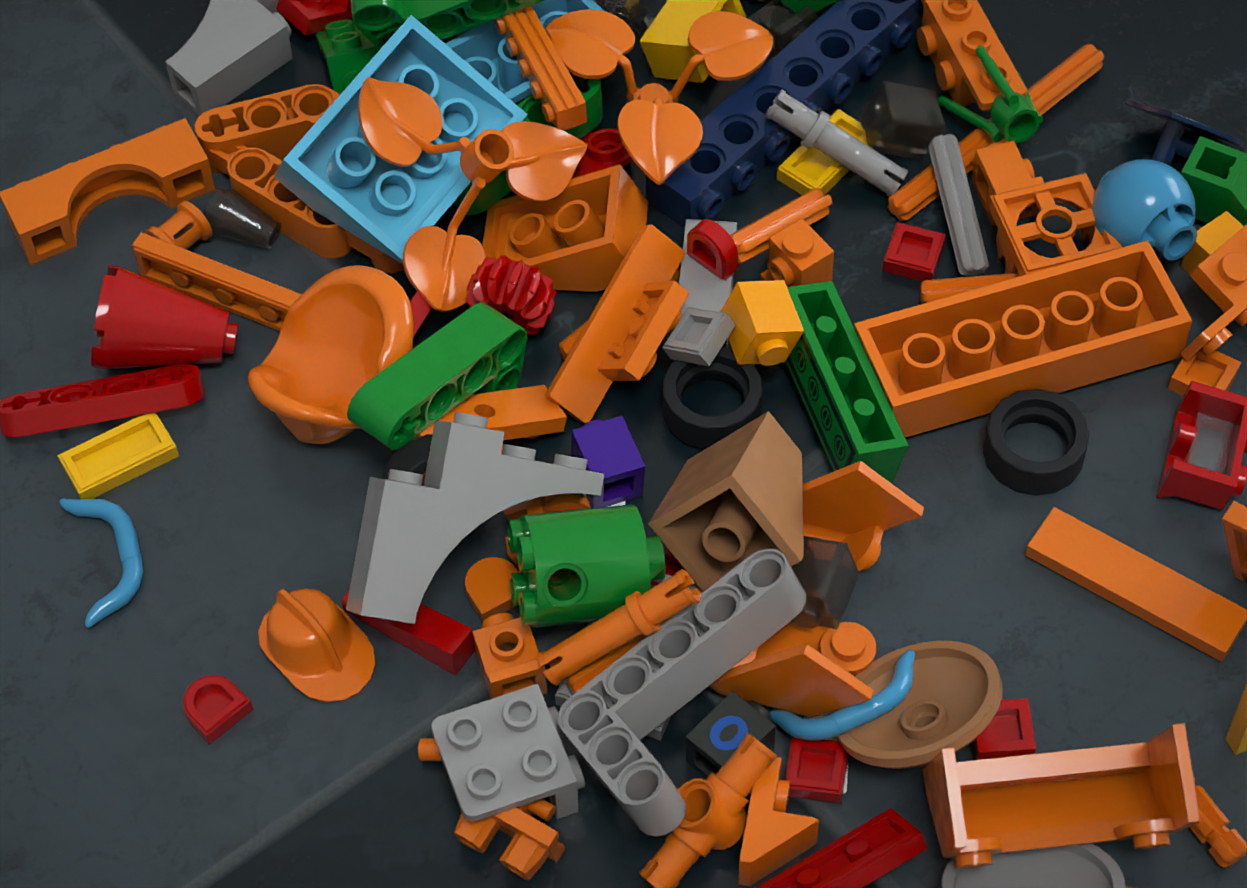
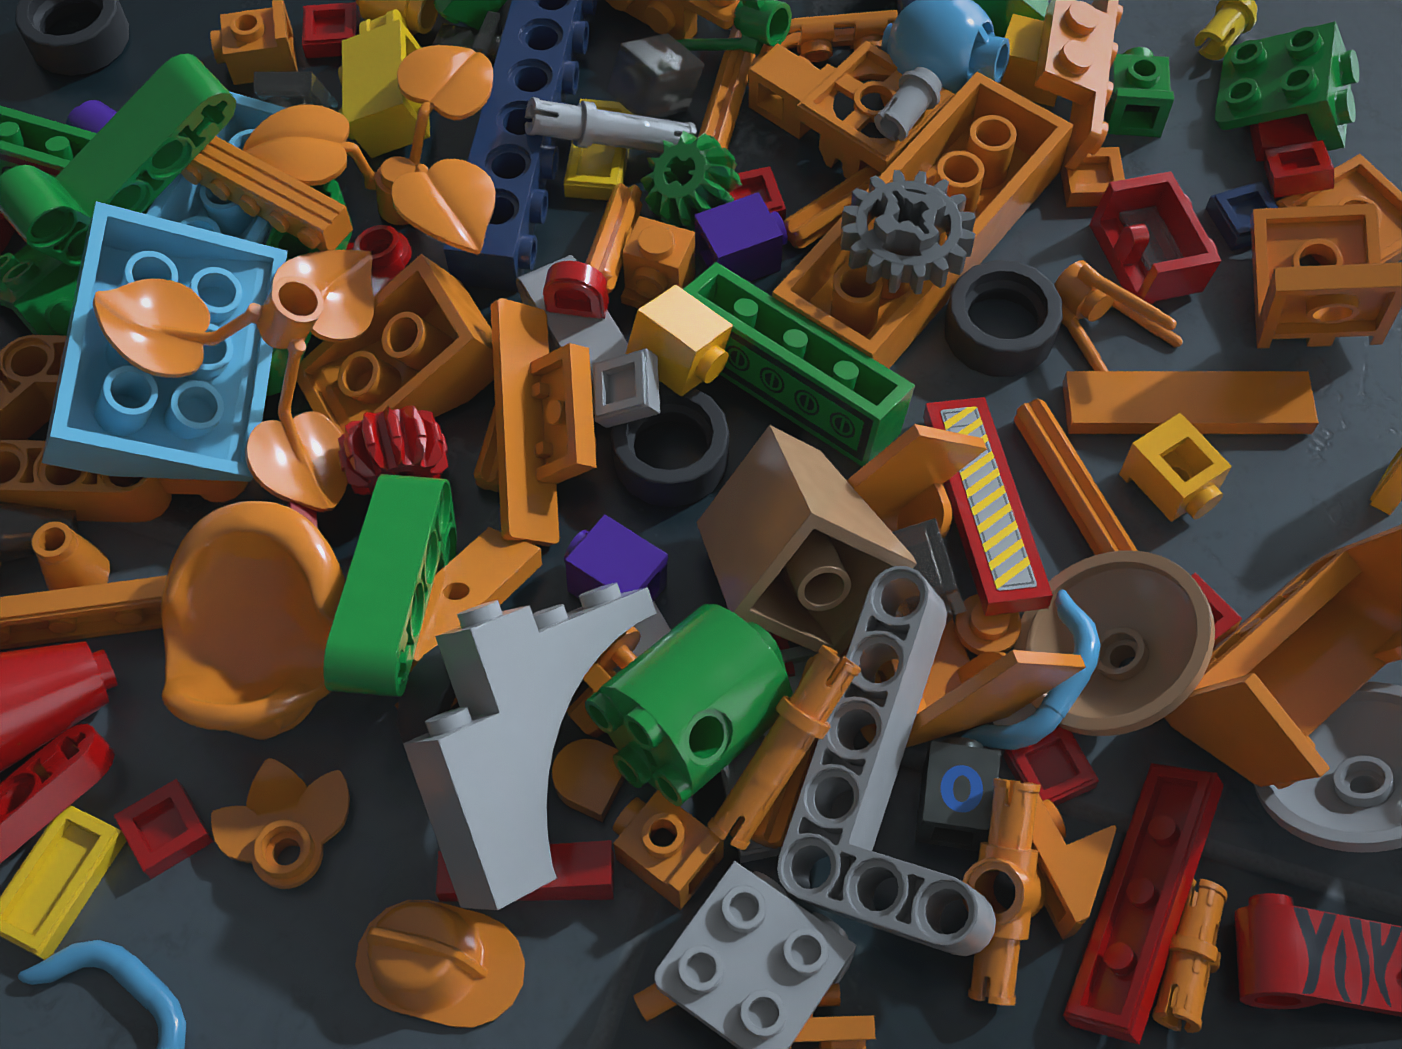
camera: 35 degrees left, 5 degrees up
(203, 462) = (163, 828): none -> red tile
(254, 251) = (68, 558): none -> orange cone
(278, 496) = (281, 815): none -> orange plate
(868, 214) = (690, 179): none -> green gear
(875, 277) = (741, 237): none -> dark purple brick
(908, 566) = (991, 515): none -> tile
(955, 336) = (907, 231): none -> dark grey gear
(958, 205) = (765, 131): light grey axle -> none
(995, 585) = (1071, 479): none -> orange axle
(1065, 152) = (819, 36): none -> orange piece
(1070, 237) = (917, 92): none -> light grey pin
(1077, 620) = (1177, 469): none -> light orange brick
(1121, 464) = (1091, 295): none -> orange plant

